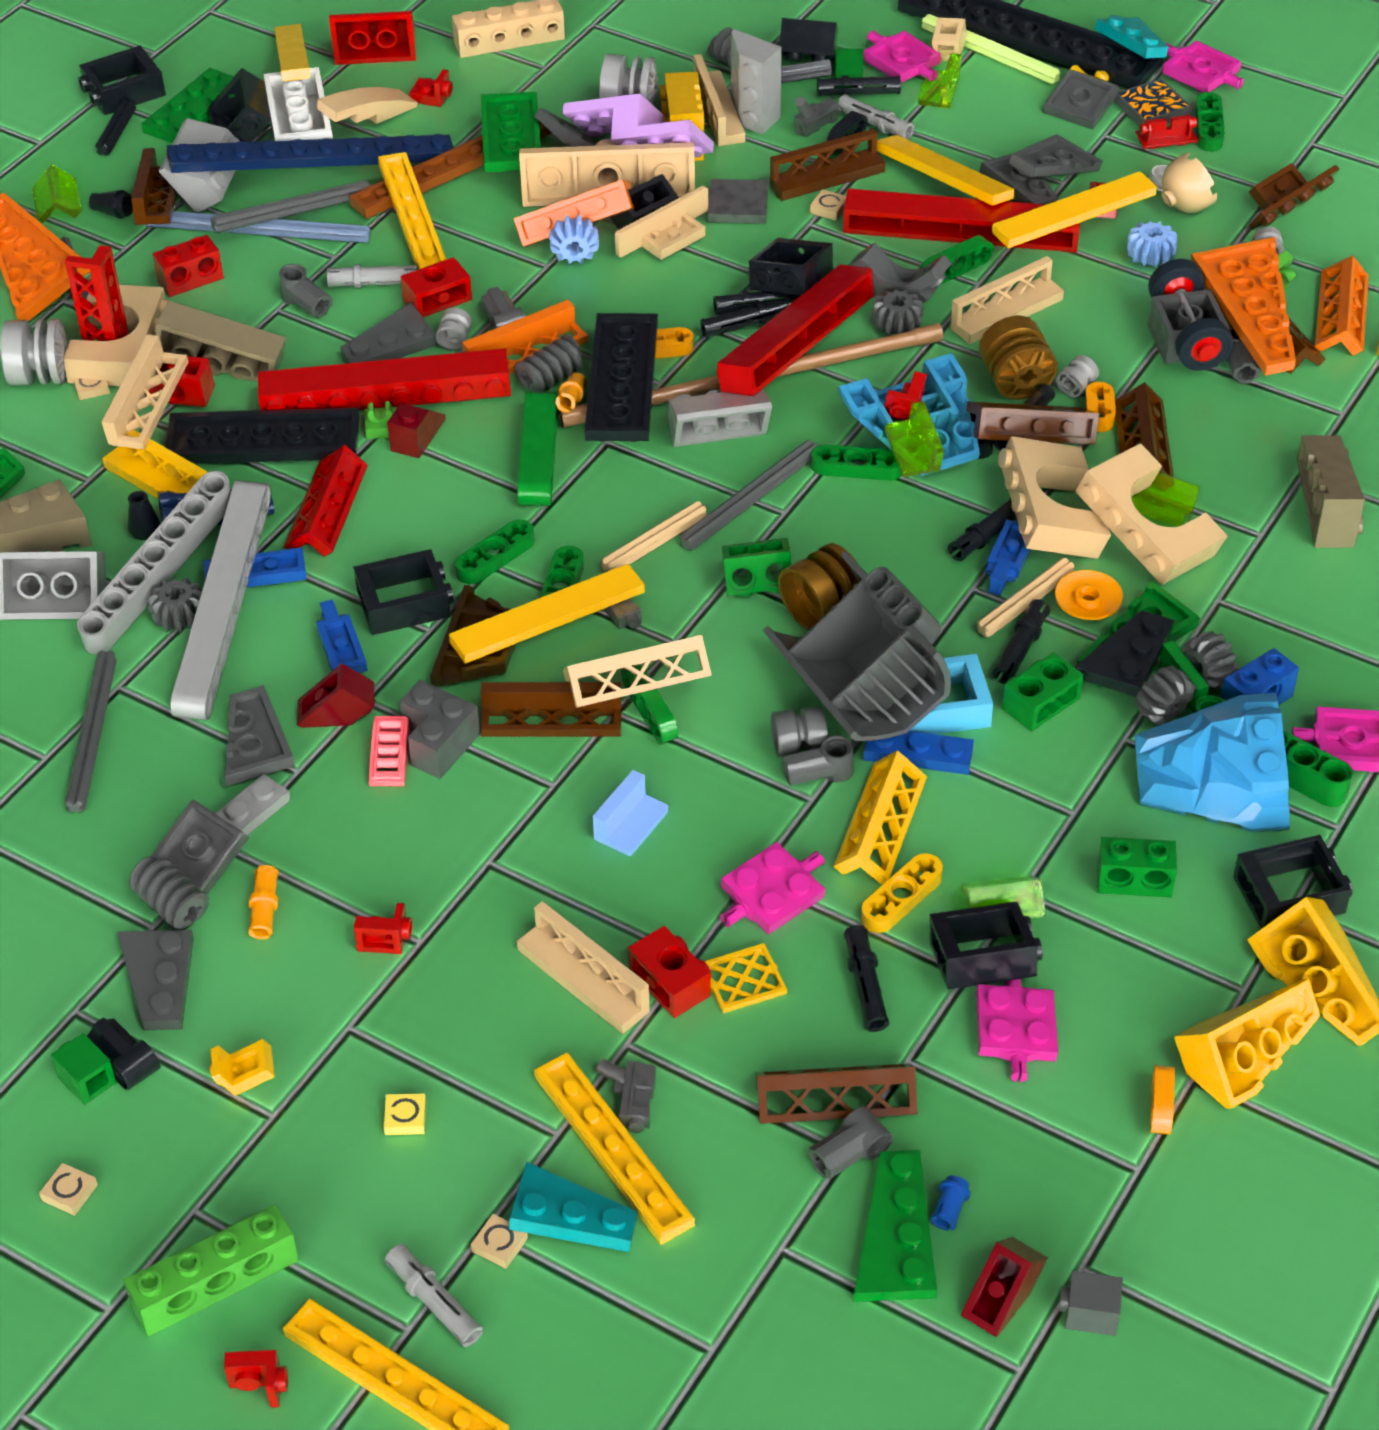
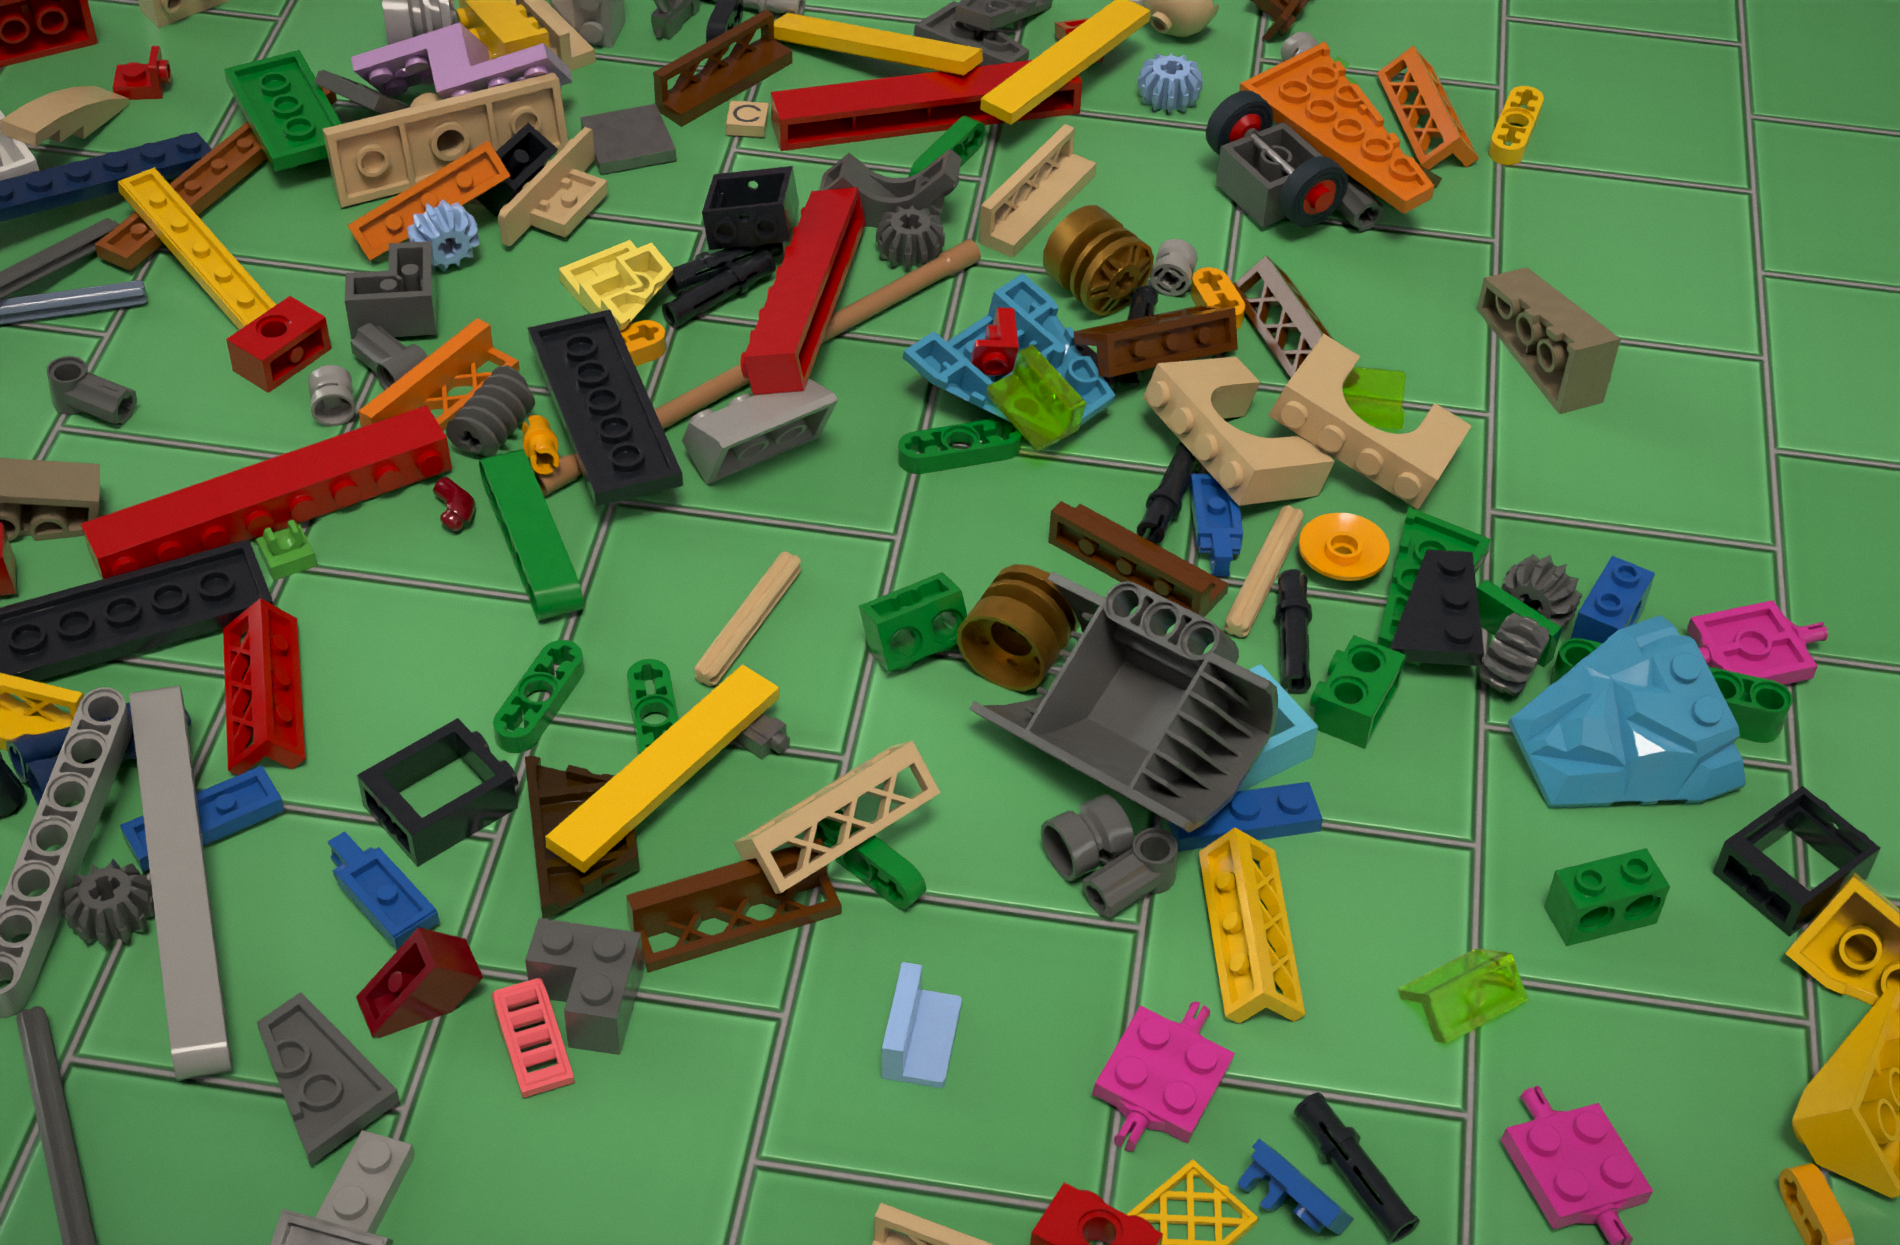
camera: 25 degrees left, 0 degrees up
(365, 276) = (168, 350): light grey pin -> none
(392, 338) = (244, 430): dark grey wing -> none
(413, 429) = (340, 552): dark red slope -> none
(502, 418) = (459, 503): none -> dark red arm
(526, 275) = (396, 299): none -> dark grey brick
(678, 296) = (617, 280): none -> light yellow slope
(747, 496) = (842, 528): dark grey axle -> none
(816, 974) = (1314, 1205): none -> blue plate
(900, 907) = (1339, 1045): yellow beam -> none
(937, 568) = (1133, 558): none -> reddish brown fence
(989, 963) = (1458, 1105): black window -> none

